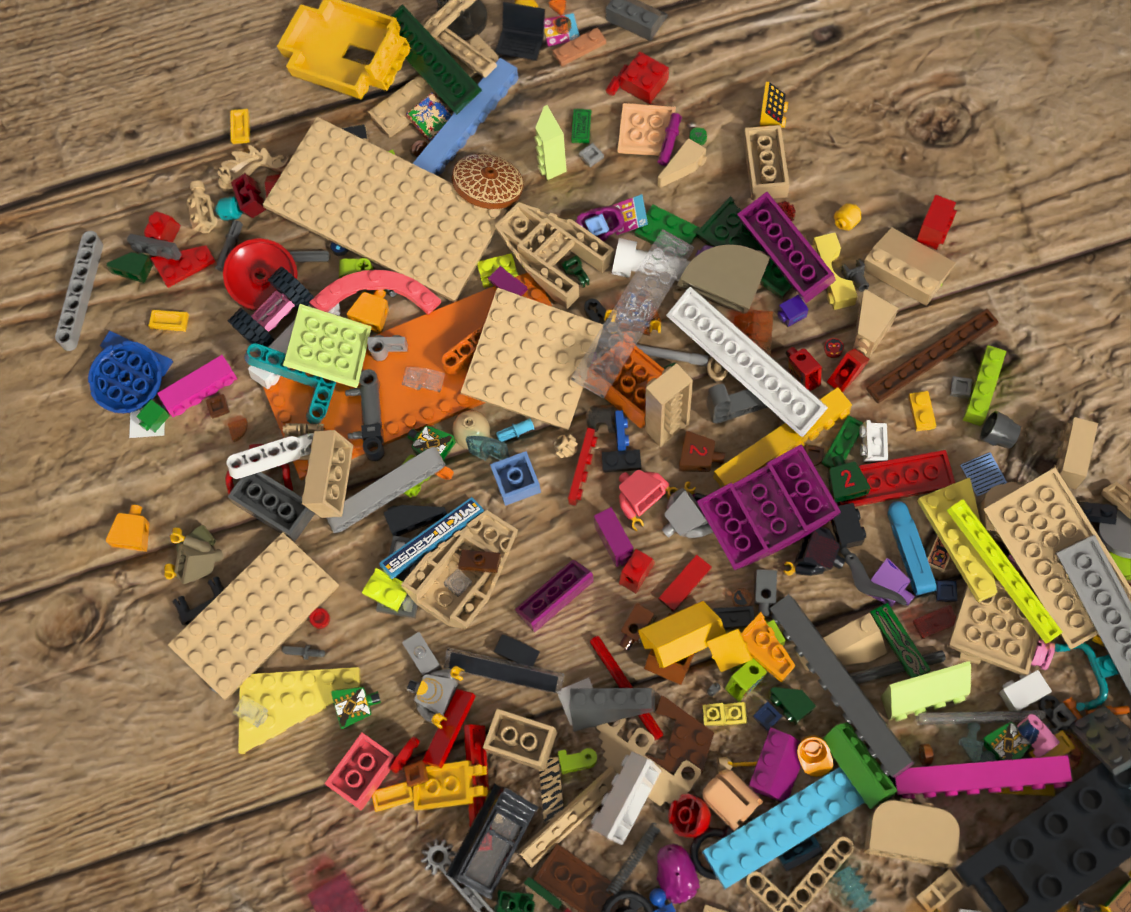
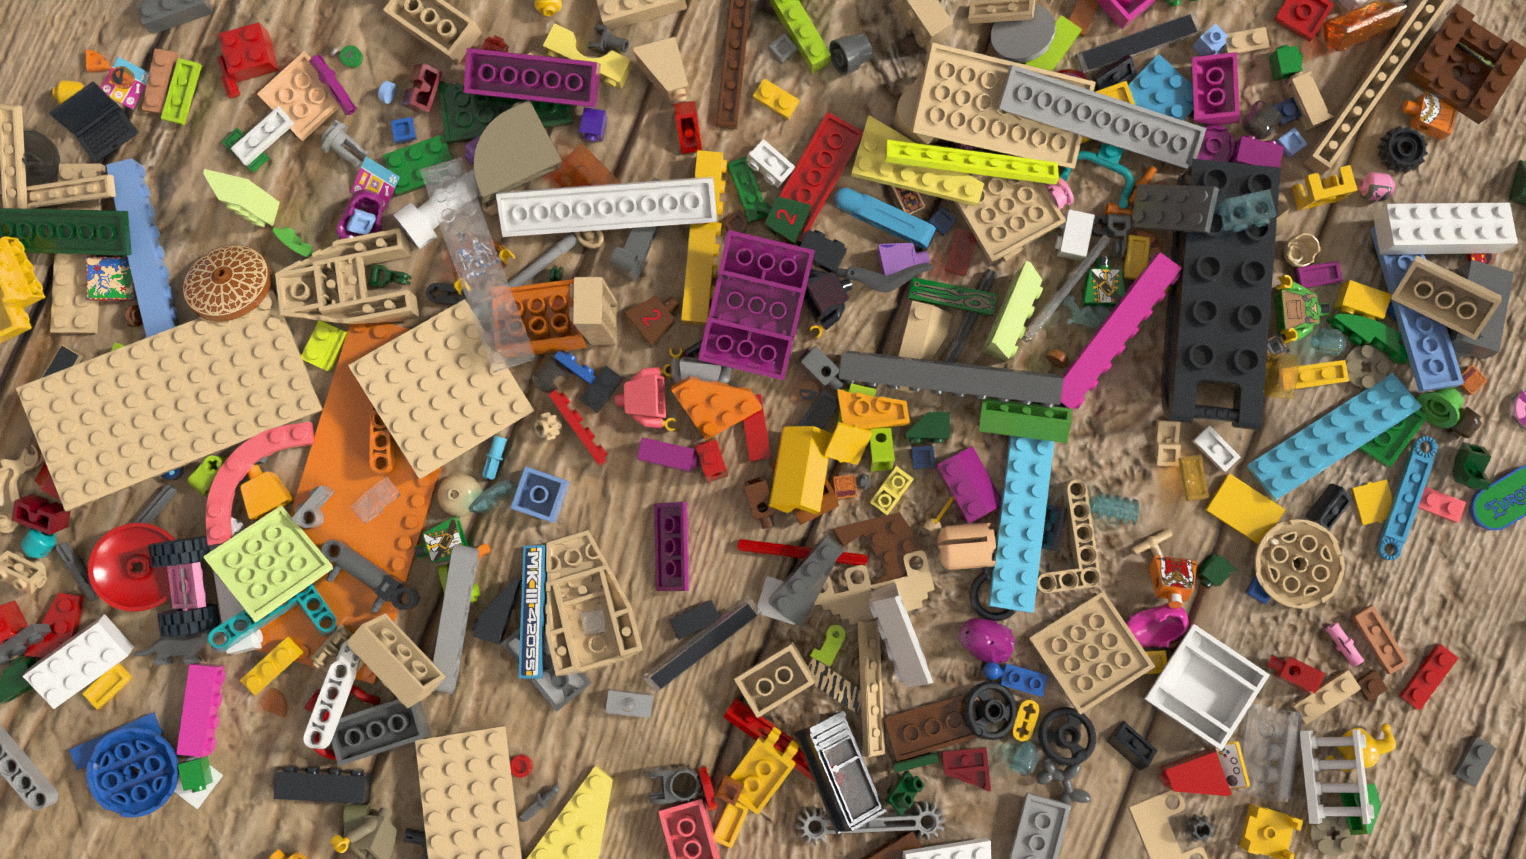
camera: 55 degrees left, 15 degrees up
(172, 289) = (78, 661): none -> white brick
(205, 500) = (322, 785): none -> black brick
(217, 406) = (237, 705): reddish brown plate -> none
(228, 338) = (178, 645): none -> dark grey animal
(260, 405) = (271, 666): none -> yellow plate
(353, 704) = (625, 797): torso -> none
(385, 590) = (546, 691): neon yellow plate -> none
(390, 720) = (667, 776): none -> dark grey piece
(435, 693) = (675, 719): light grey torso -> none
(445, 737) = (714, 731): red tile -> none
(479, 561) = (590, 588): reddish brown plate -> none
(504, 280) = (347, 349): magenta tile -> none
(548, 197) = (289, 238): none -> bright green slope
(584, 62) = (181, 92): none -> lime plate
(591, 155) = (283, 166): light grey tile -> none
(599, 127) = (262, 136): none -> white tile
(637, 169) = (336, 139): none -> light grey piece
(641, 851) = (950, 679): dark grey piece -> none
(676, 540) = (714, 404): none -> orange plate
(680, 203) = (403, 130): none -> blue plate
(683, 163) = (365, 85): tan slope -> none
(689, 816) = (952, 592): red cylinder -> none
(695, 174) = (387, 92): none -> light blue tile
(698, 679) = (845, 486): none -> tile
(711, 194) = (422, 94): none -> dark red brick
(804, 368) = (655, 163): red torso -> none
(815, 756) = (986, 447): light orange cap -> none
(833, 348) = (656, 120): red tile -> none
(913, 833) = (1111, 426): tan brick -> none
(983, 473) = (872, 99): light blue sticker -> none
(1037, 735) = (1121, 259): bright pink leg -> none
(1099, 512) = (985, 39): black plate -> none

